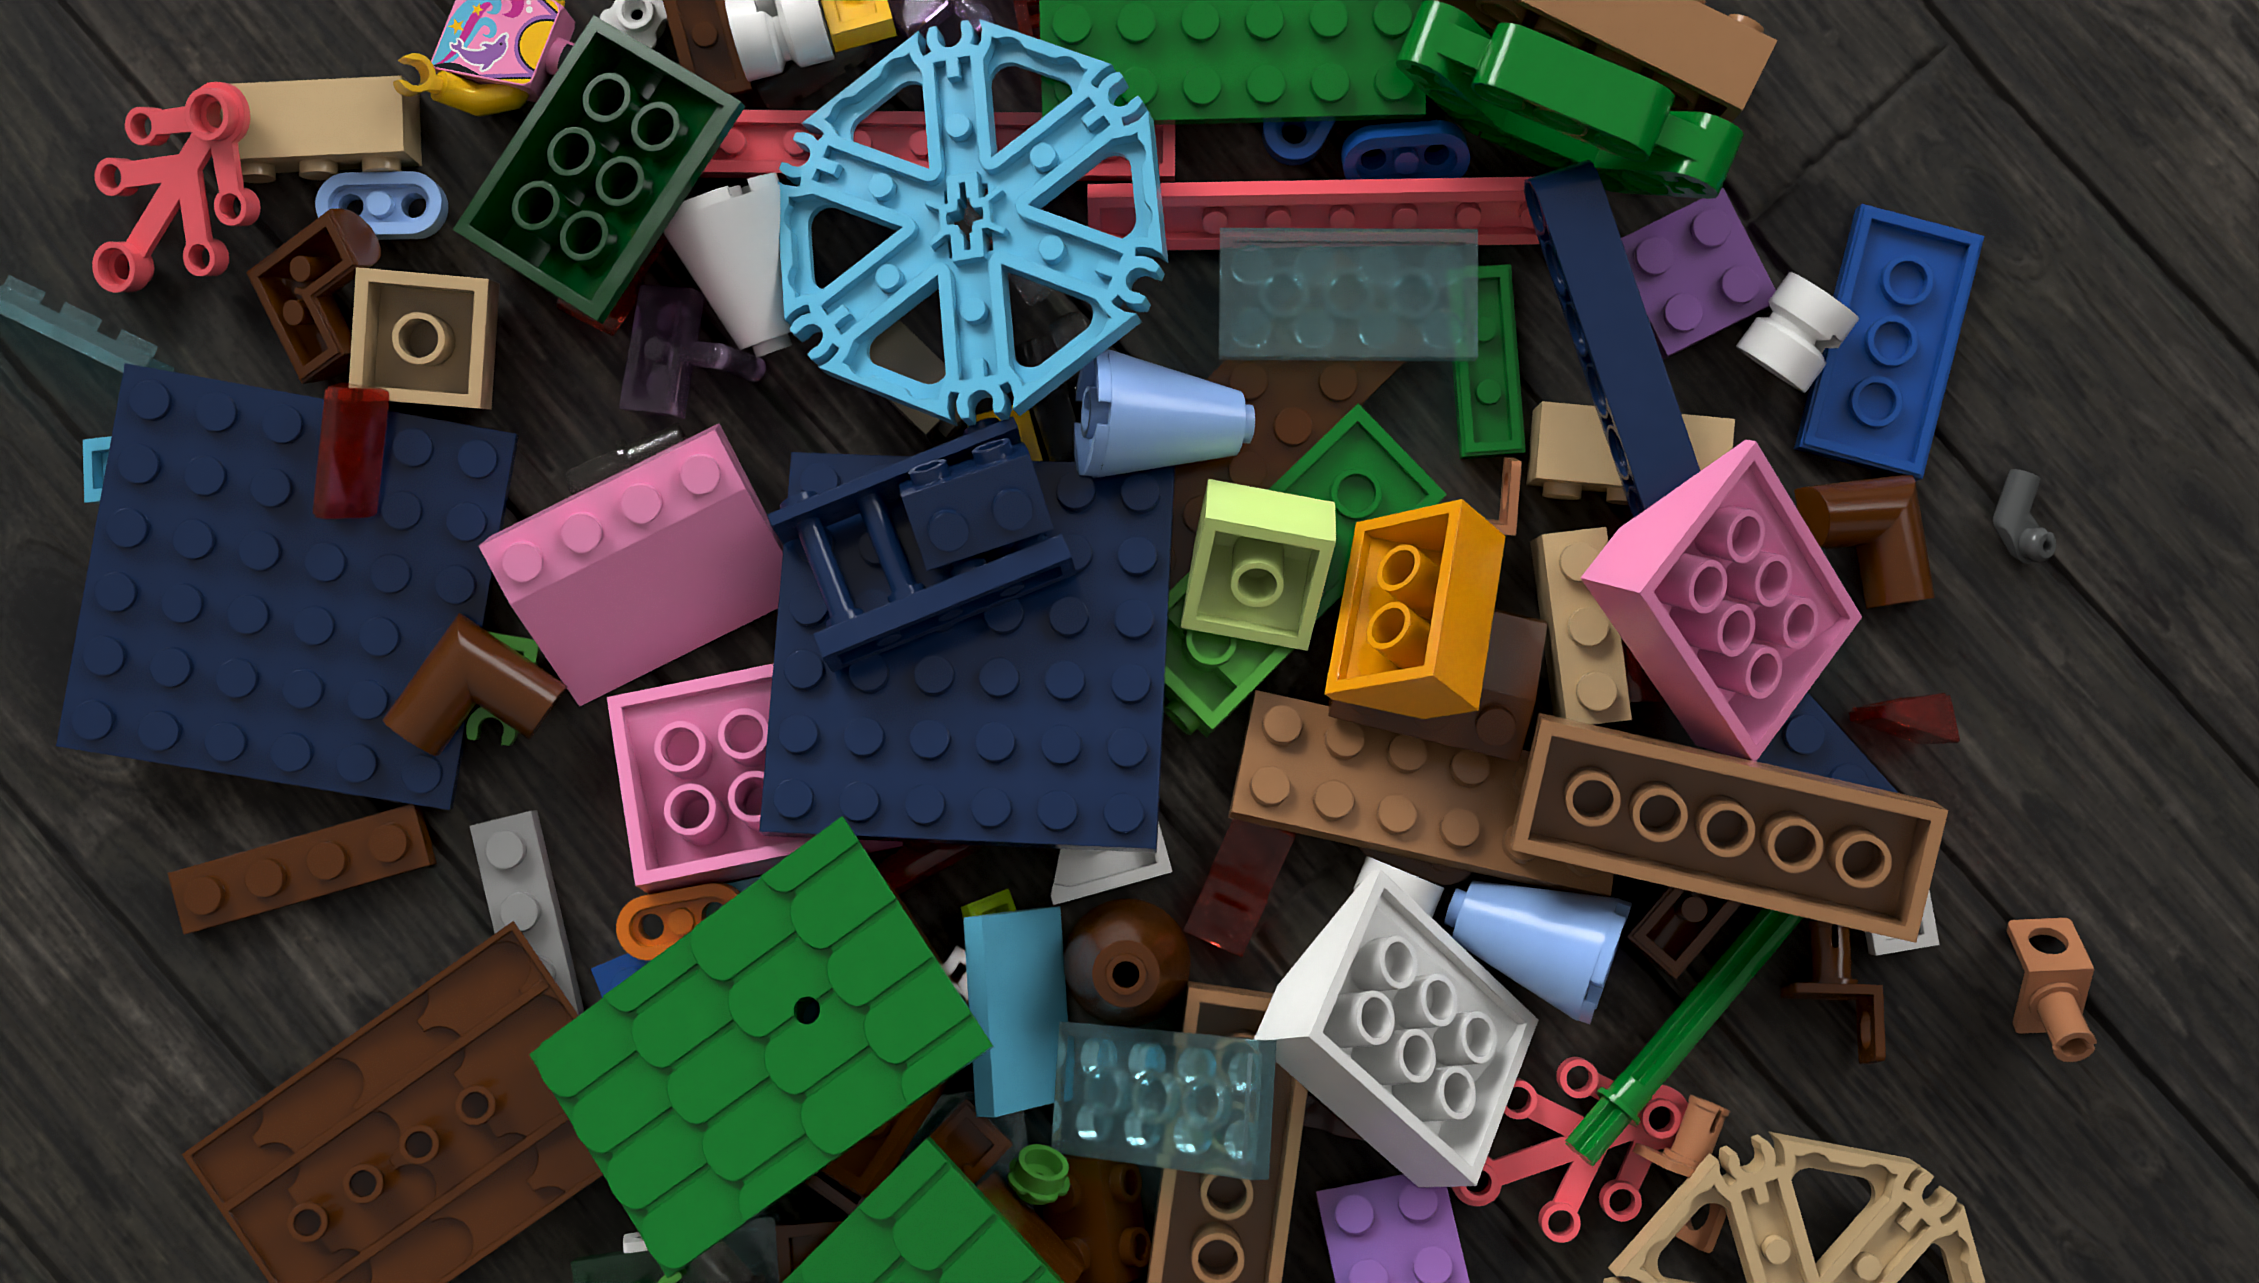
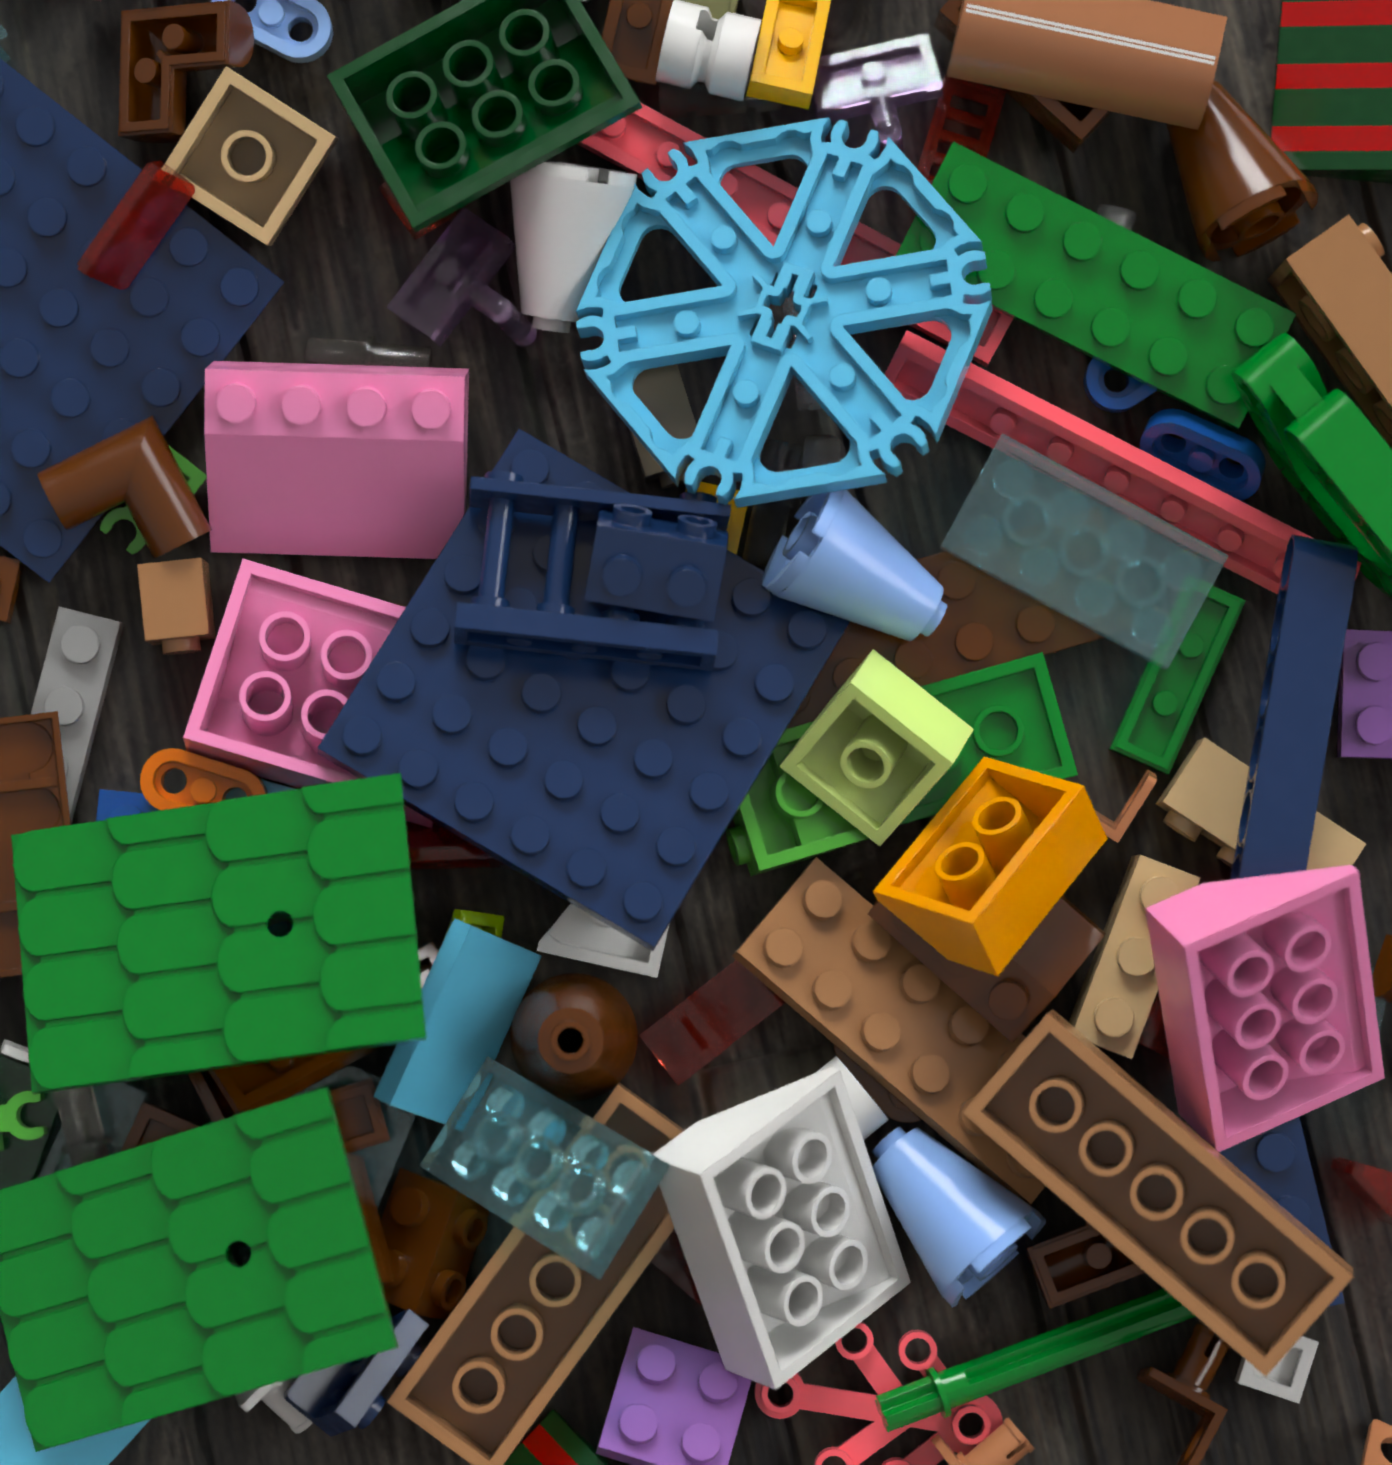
camera: 15 degrees right, 0 degrees up
(571, 768) = (176, 604): none -> medium nougat brick
(1039, 1174) = (399, 1179): bright green plate -> none

